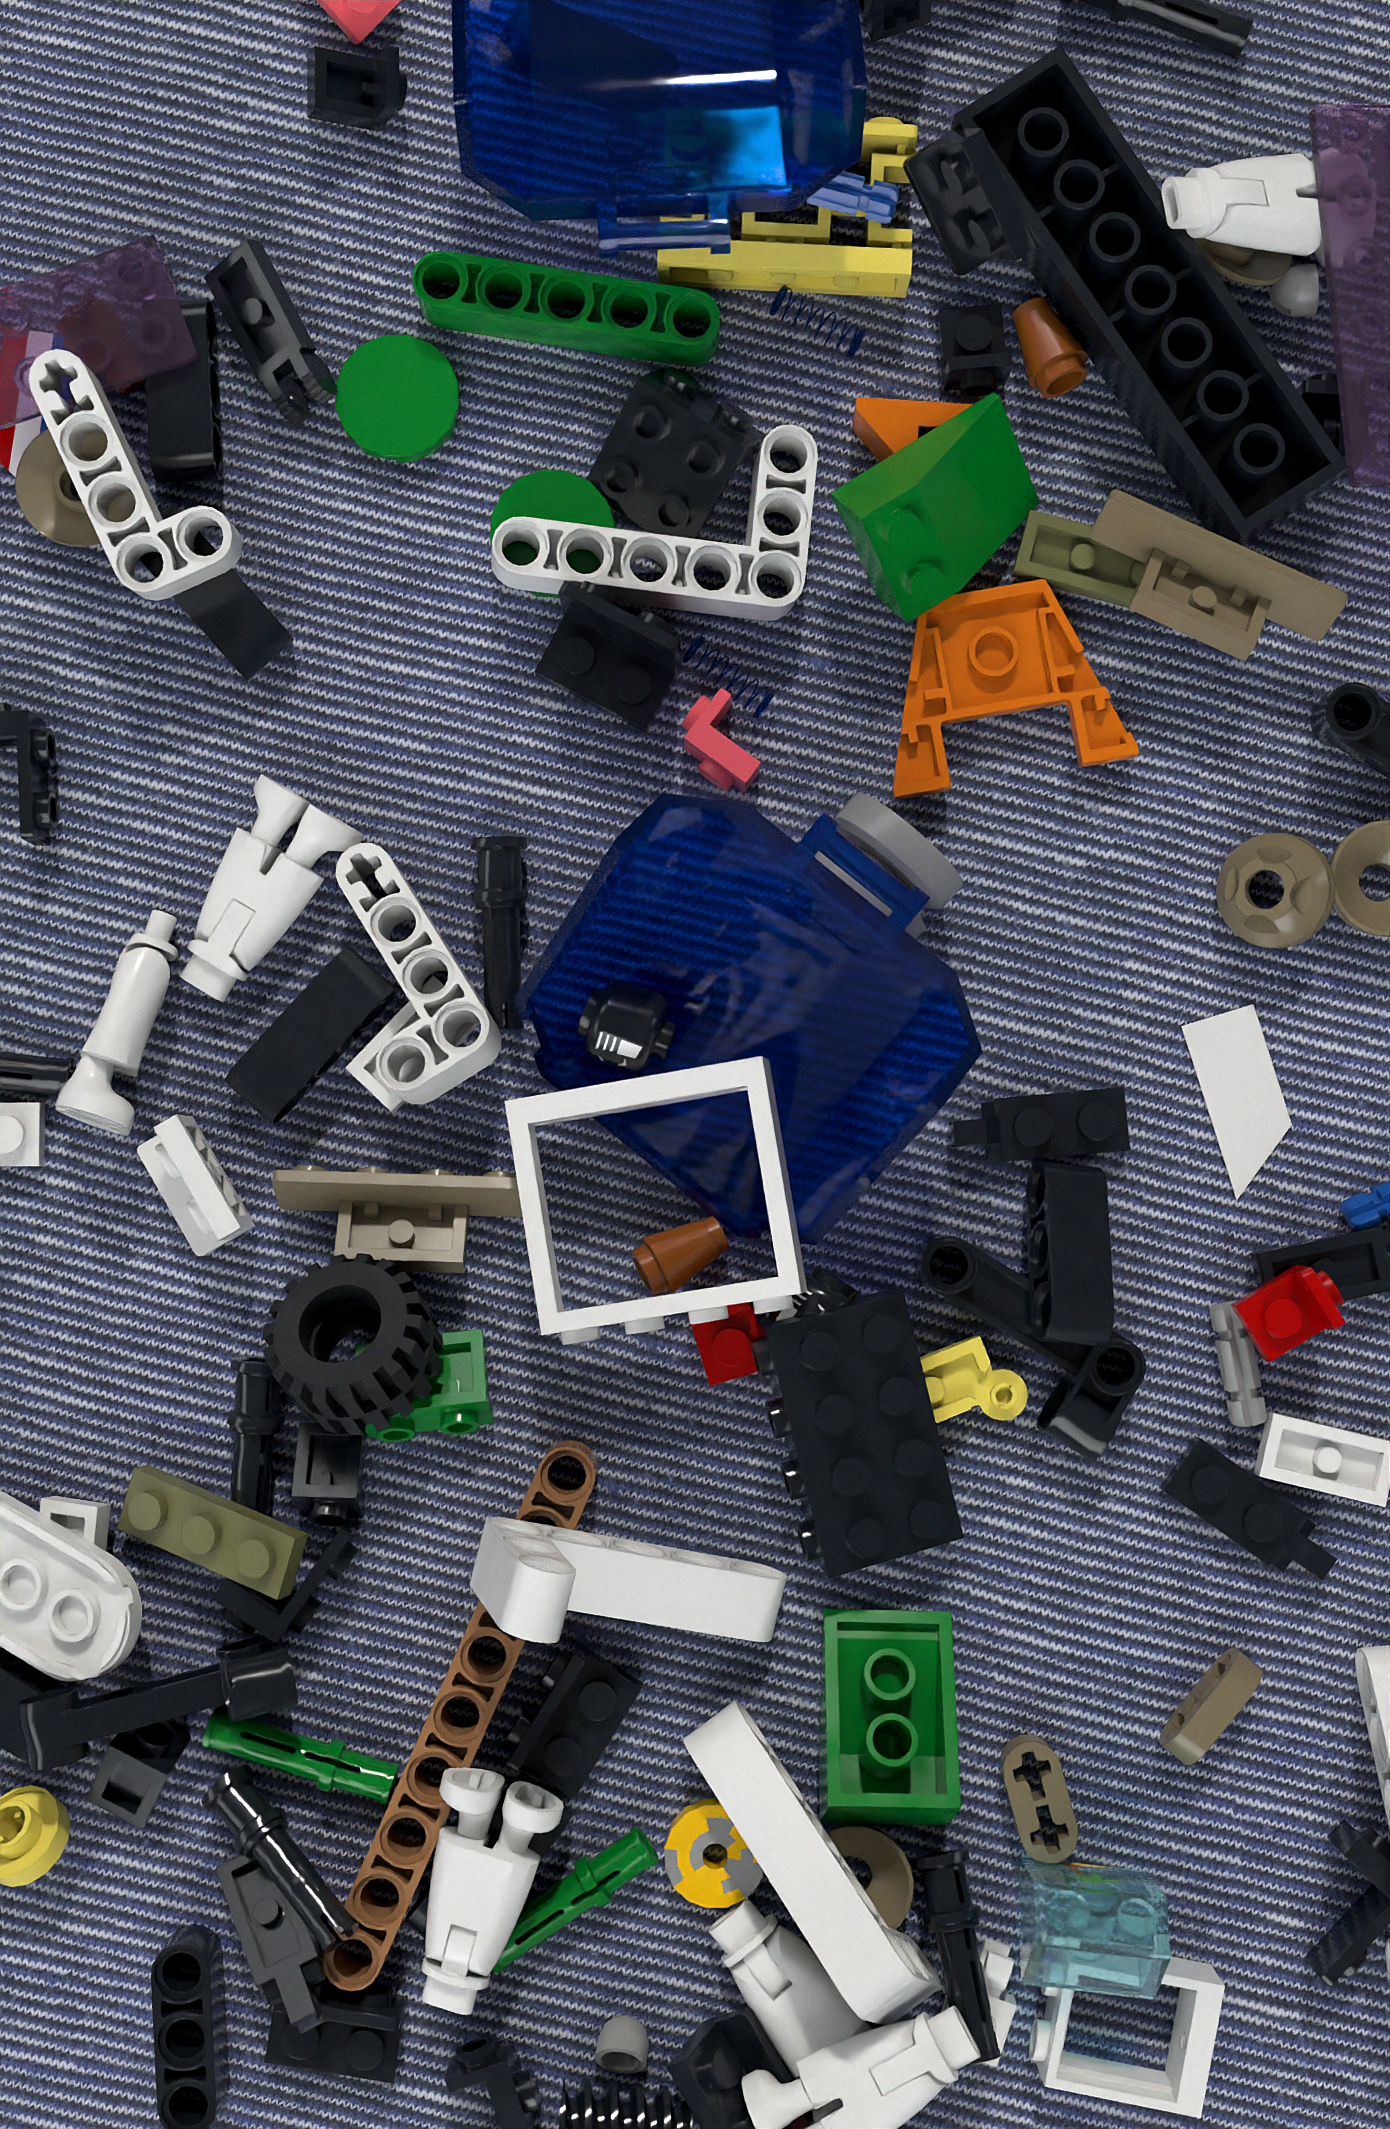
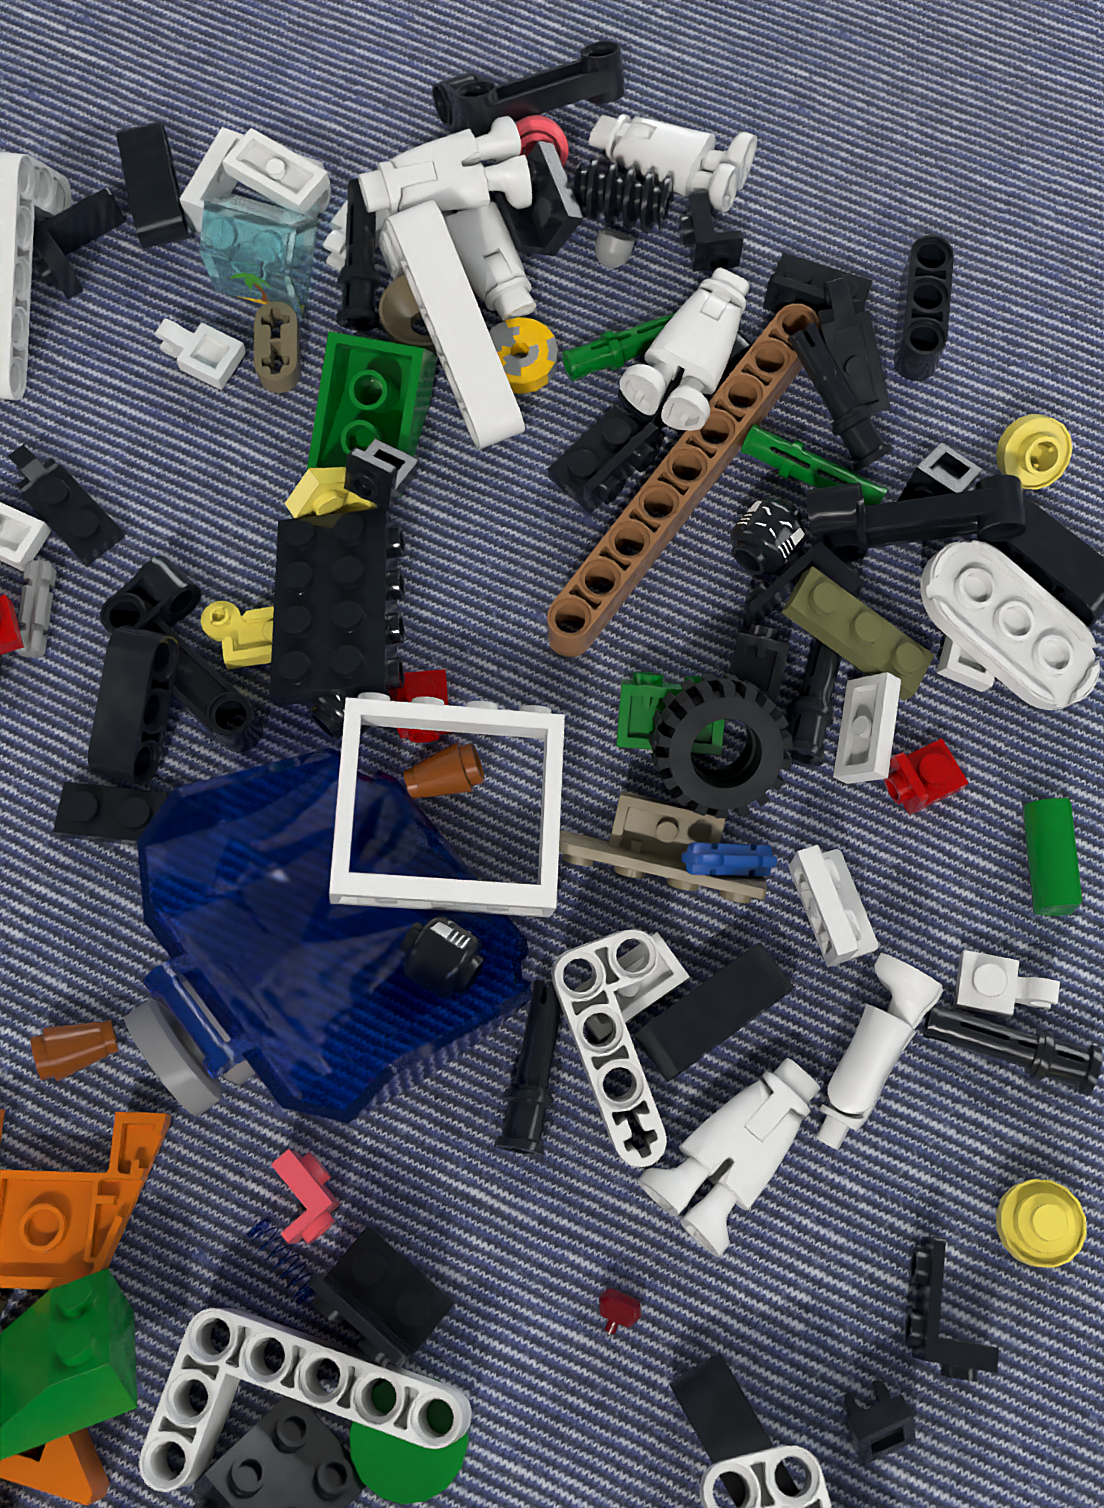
camera: 170 degrees left, 15 degrees down
(66, 642) = (880, 1428): none -> black tile
(110, 1368) = (924, 777): none -> red bracket
(184, 1413) = (867, 728): none -> white plate
(322, 1212) = (728, 859): none -> blue axle
(343, 1643) = (767, 536): none -> black head
(360, 702) = (618, 1309): none -> dark red rock
(539, 1571) = (594, 537): white beam -> none
(847, 1623) = (379, 473): none -> black bracket
(901, 1589) = (323, 493): none -> light yellow bracket
(1022, 846) = (72, 1048): none -> dark orange cone
(1098, 2047) = (276, 172): none -> white plate
(1128, 1765) = (202, 354): none -> white plate
(1210, 1706) = (133, 379): dark tan beam -> none
(1278, 2016) = (152, 185): none -> black beam

